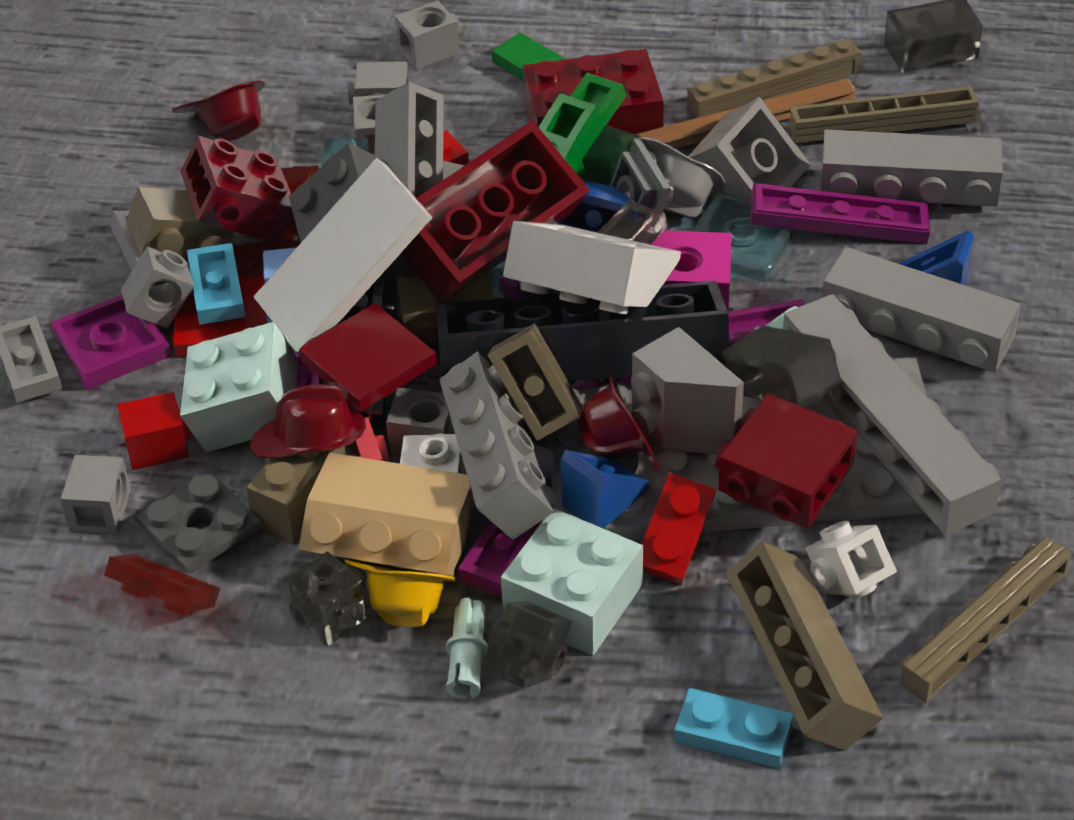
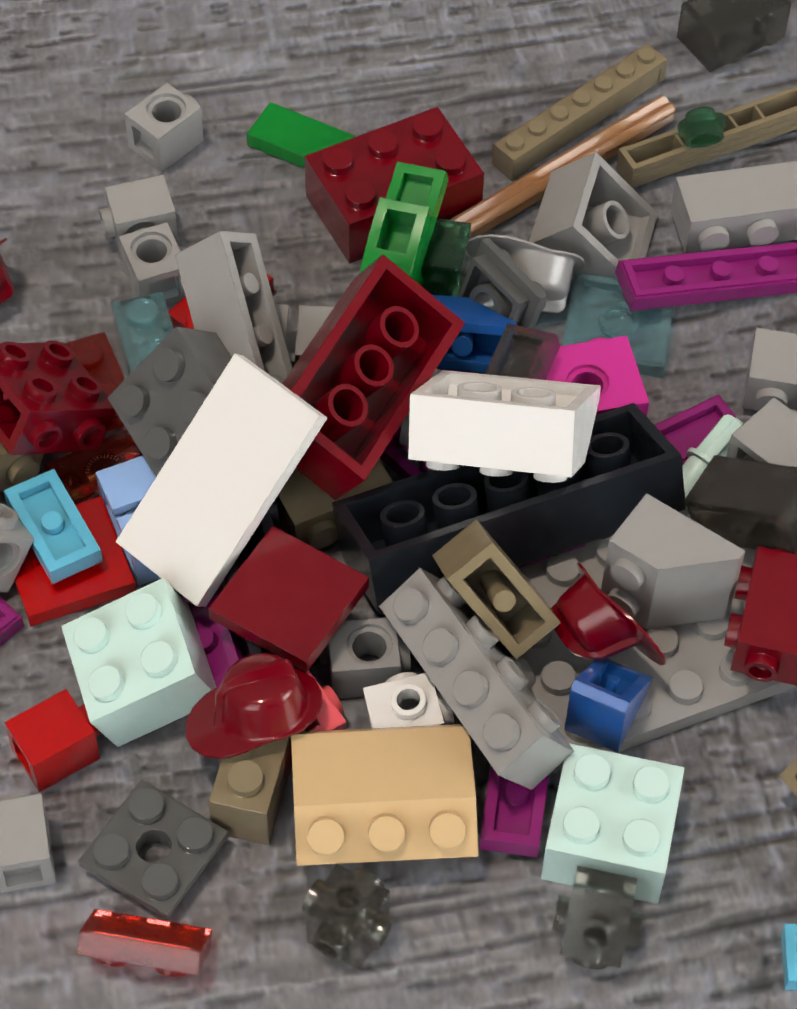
camera: 20 degrees left, 10 degrees up
(402, 595) = (430, 889): yellow piece -> none
(466, 649) = (524, 936): light aqua axle -> none
(676, 527) = (699, 725): red plate -> none
(862, 98) = (702, 127): none -> clear green plate

